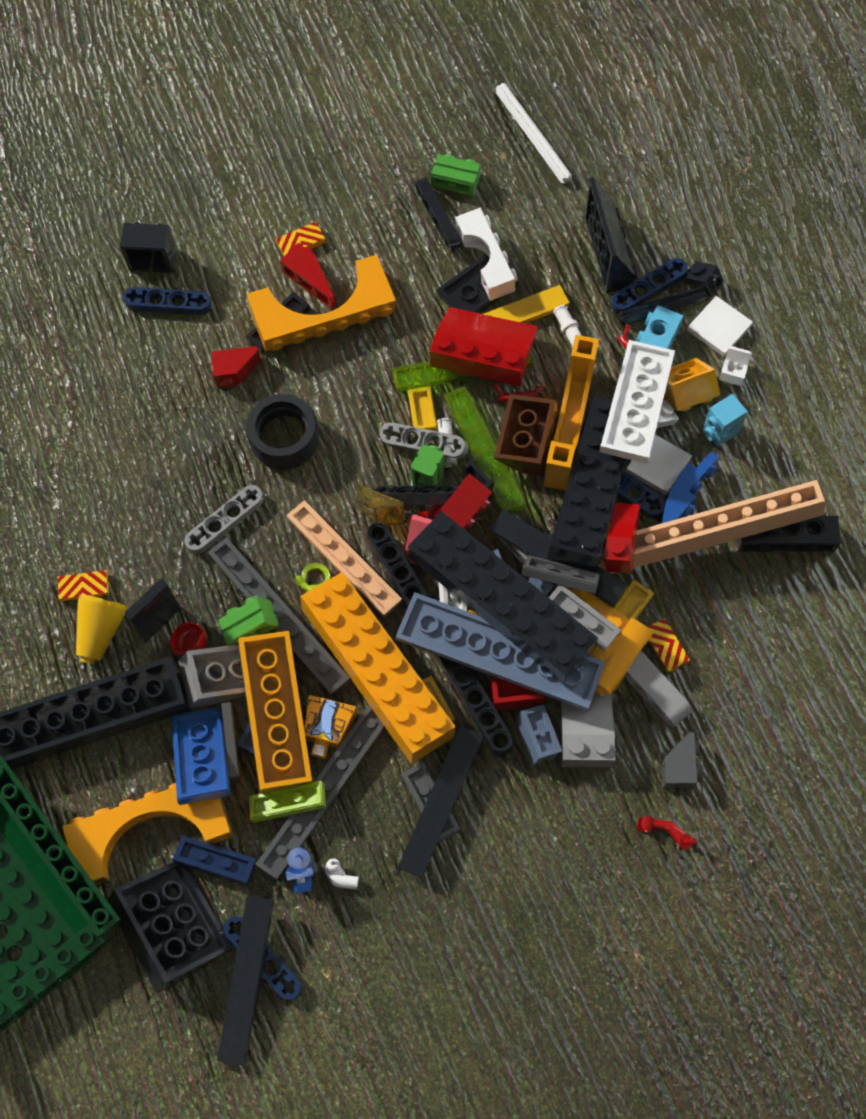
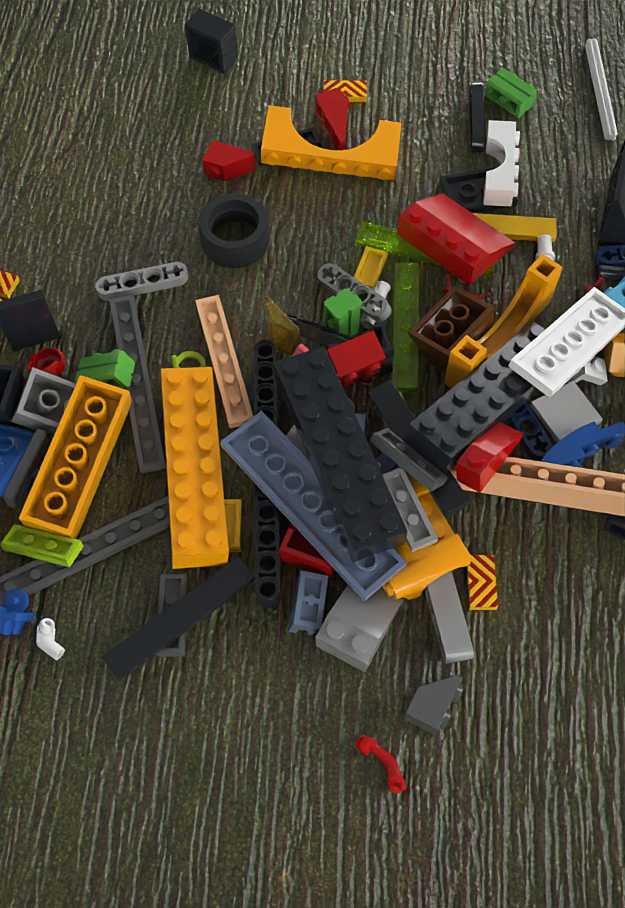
camera: 25 degrees right, 5 degrees down
(166, 304) = (183, 80): dark blue beam -> none
(327, 724) = (120, 494): torso -> none
(634, 600) = (473, 525): yellow tile -> none

